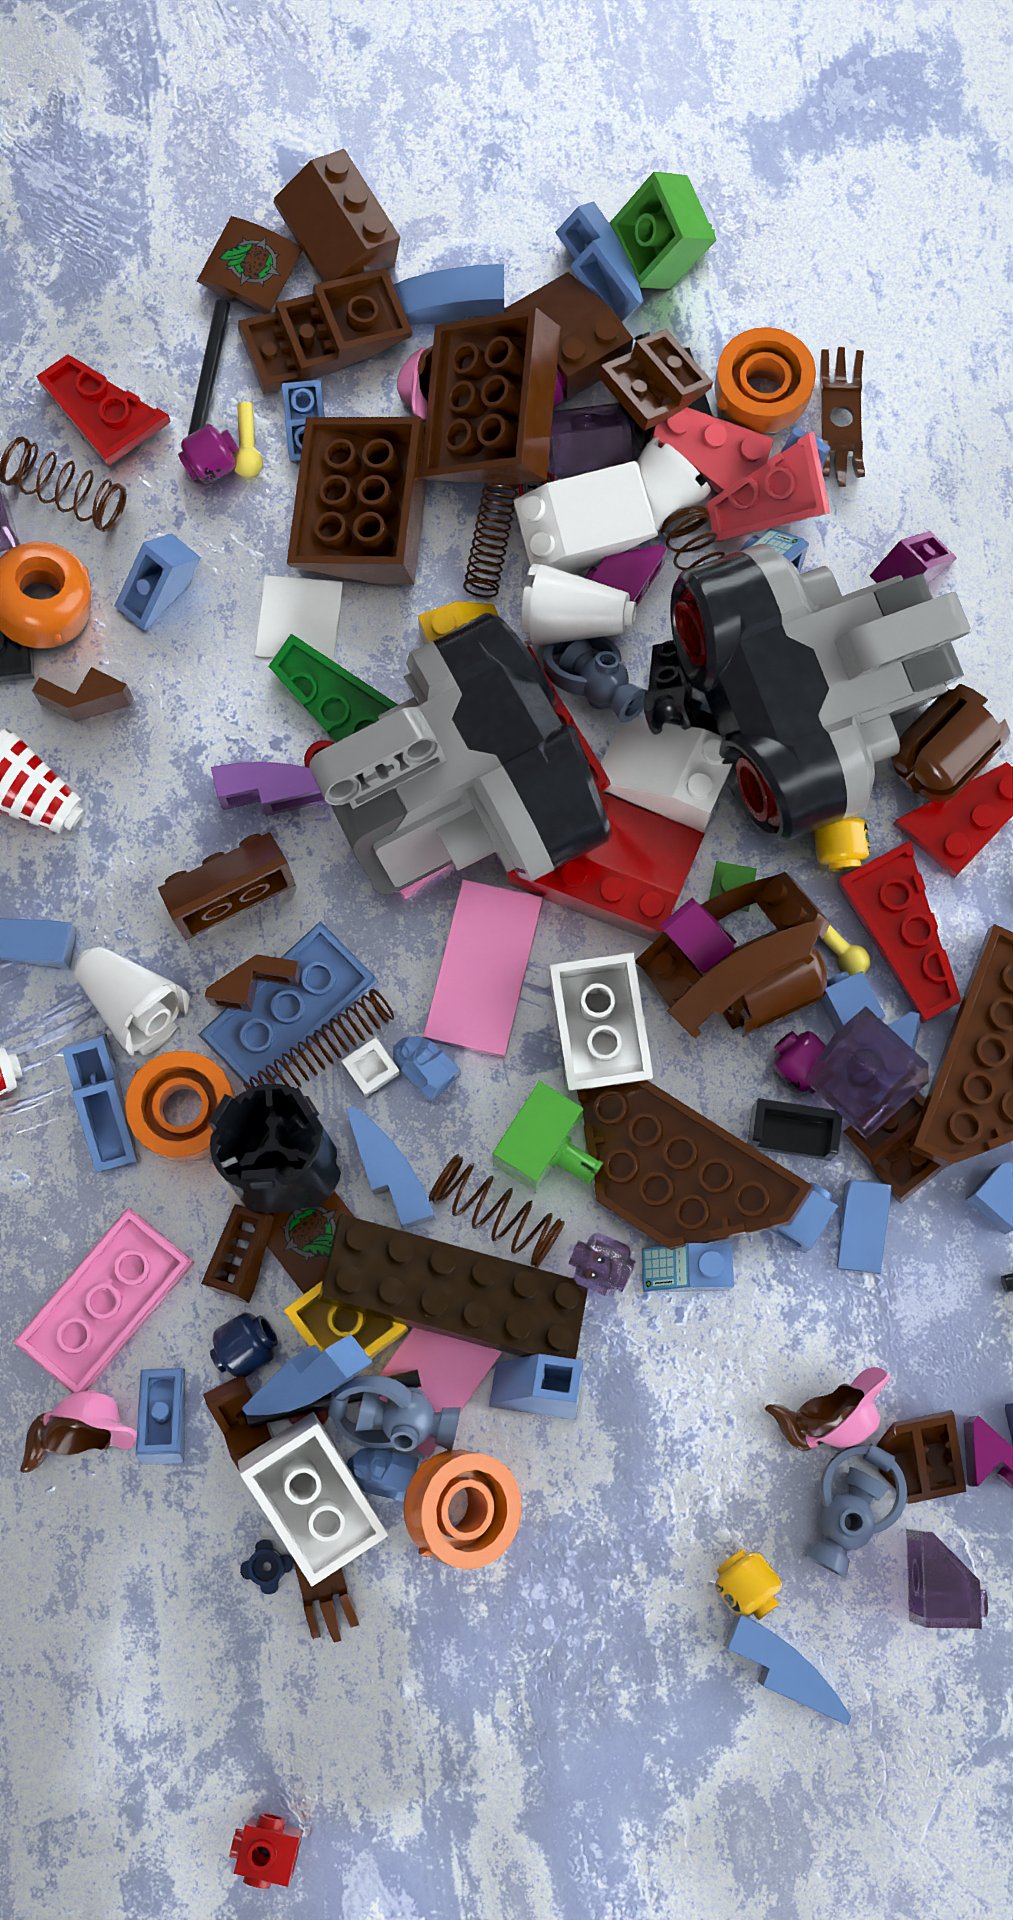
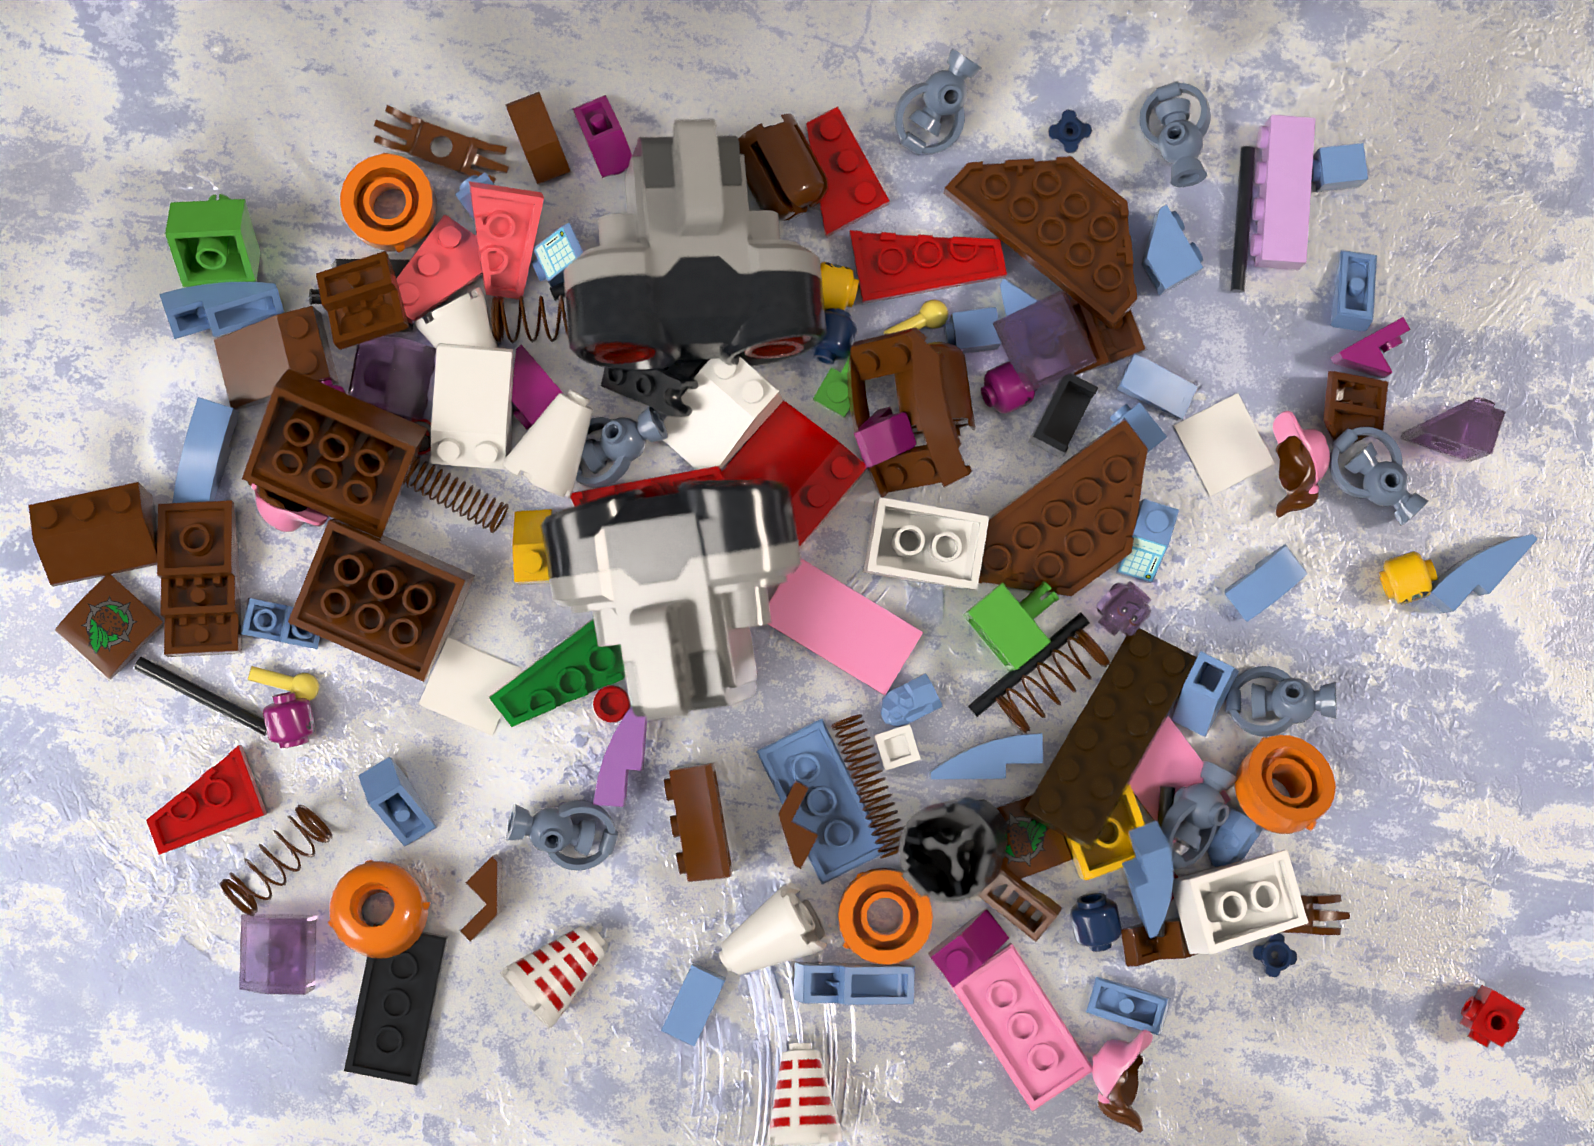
camera: 75 degrees left, 10 degrees up
(173, 738) = (553, 830): none -> sand blue piece
(174, 1212) = (968, 947): none -> magenta slope
(505, 1181) = (1012, 678): none -> black bar
(561, 1488) = (1291, 701): none -> sand blue piece
(686, 1419) = (1266, 583): none -> medium blue slope
(797, 857) = (839, 337): none -> dark blue head
(826, 1325) = (1224, 444): none -> white sticker
(884, 502) = (538, 138): none -> reddish brown slope

